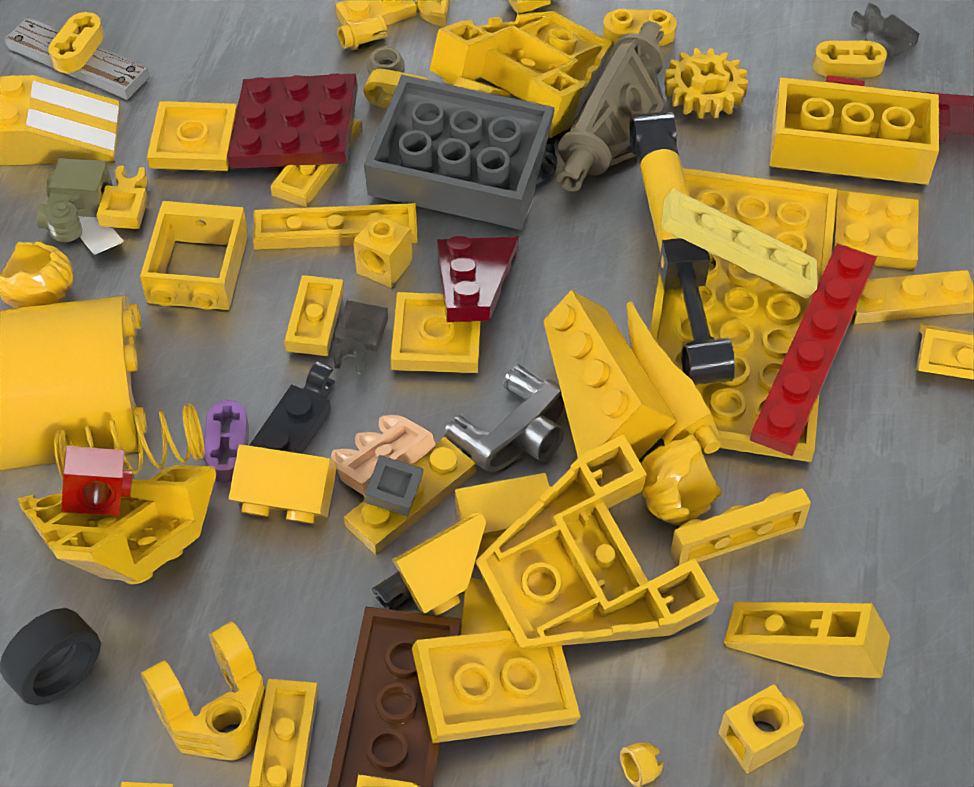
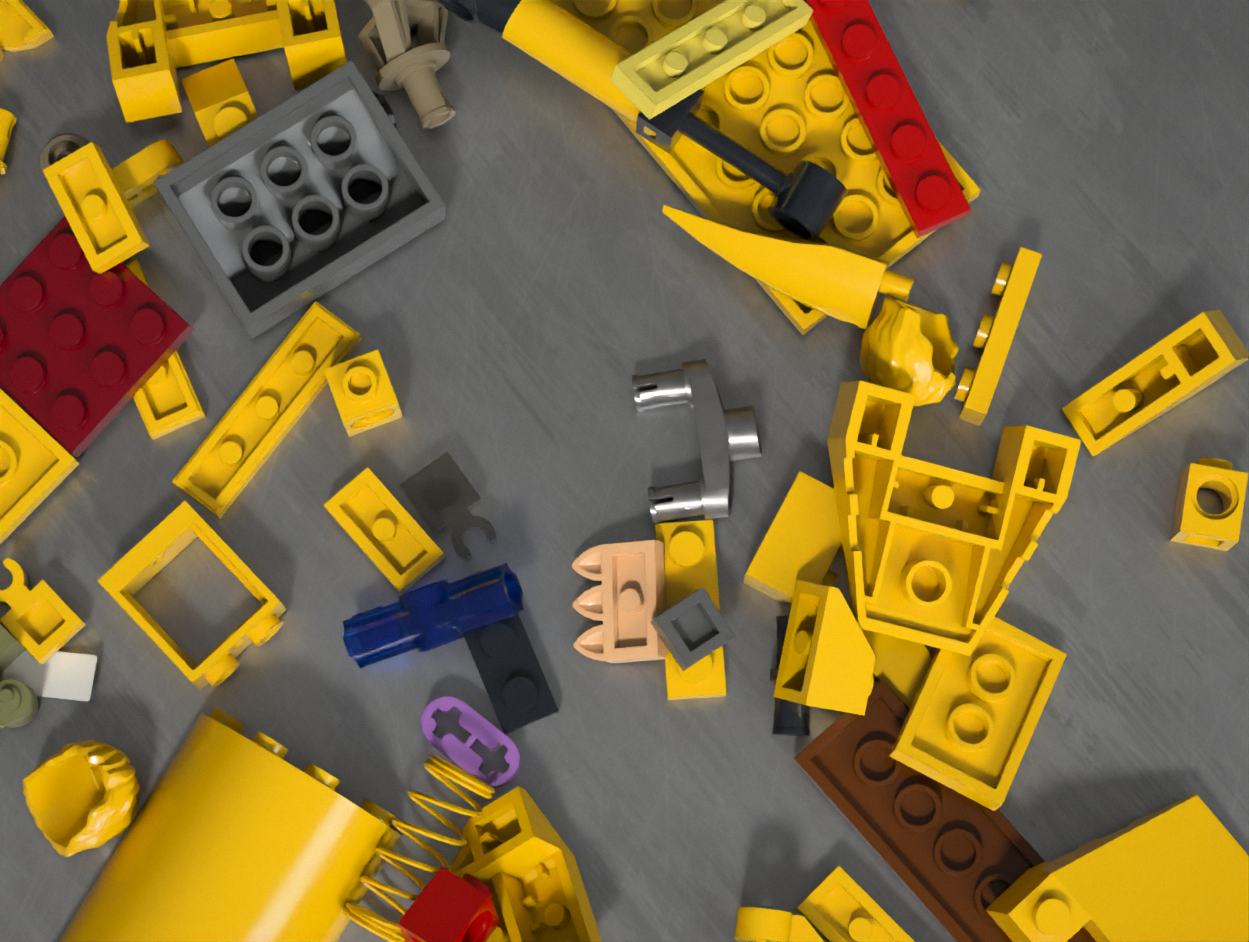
camera: 50 degrees left, 25 degrees up
(282, 482) = (587, 729): yellow brick -> none
(283, 358) = (433, 615): none -> clear blue piece
(366, 71) = (96, 207): none -> yellow plate
(427, 341) = (516, 423): yellow plate -> none
(473, 274) = (479, 328): dark red wing -> none
(602, 379) = (740, 322): yellow wedge -> none
(640, 763) = (1150, 637): yellow hinge -> none

